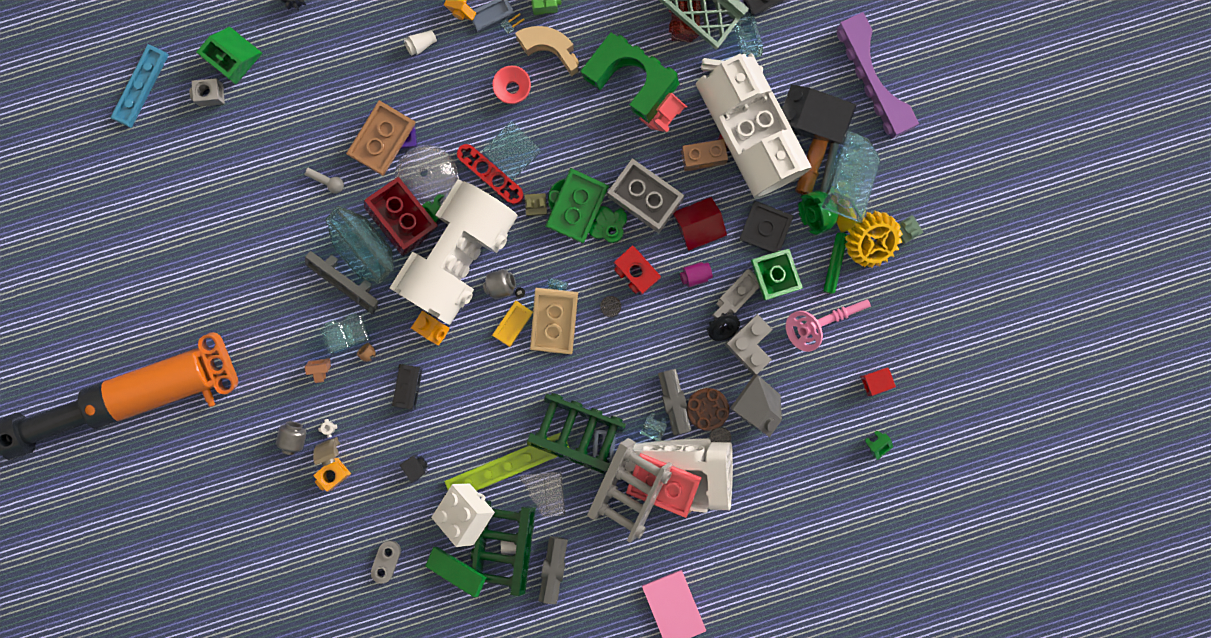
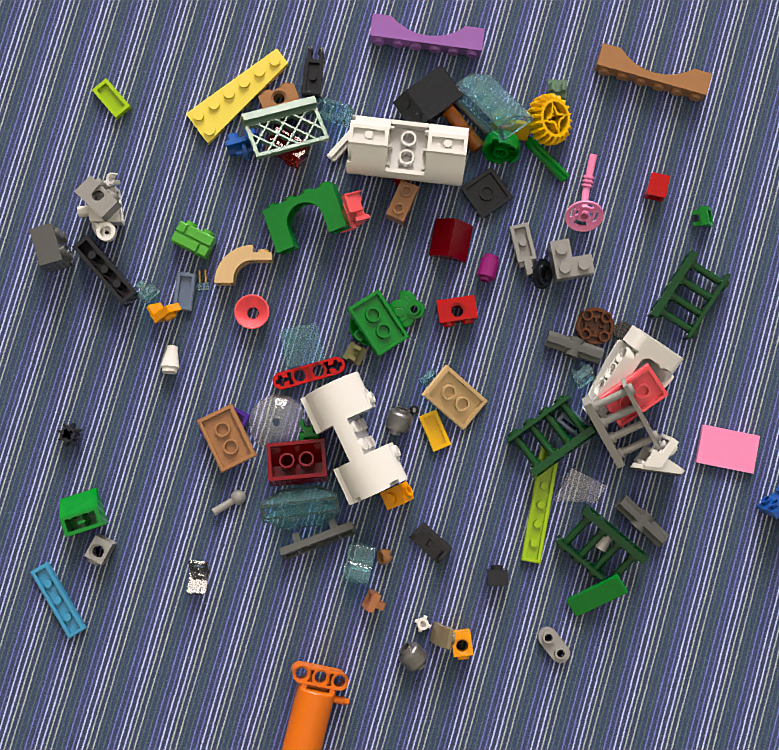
camera: 55 degrees left, 0 degrees up
(238, 197) = (198, 577): none -> clear smoke bracket
(462, 514) = (558, 561): white brick -> none
(610, 306) = (470, 348): clear smoke tile -> none
(616, 547) = (656, 460): none -> white piece
(645, 195) = (405, 266): light grey brick -> none
(759, 405) = (619, 285): dark grey slope -> none
(776, 274) = (528, 208): green slope -> none
(805, 460) = (670, 294): none -> dark green fence
(970, 266) = (616, 63): none -> medium nougat arch

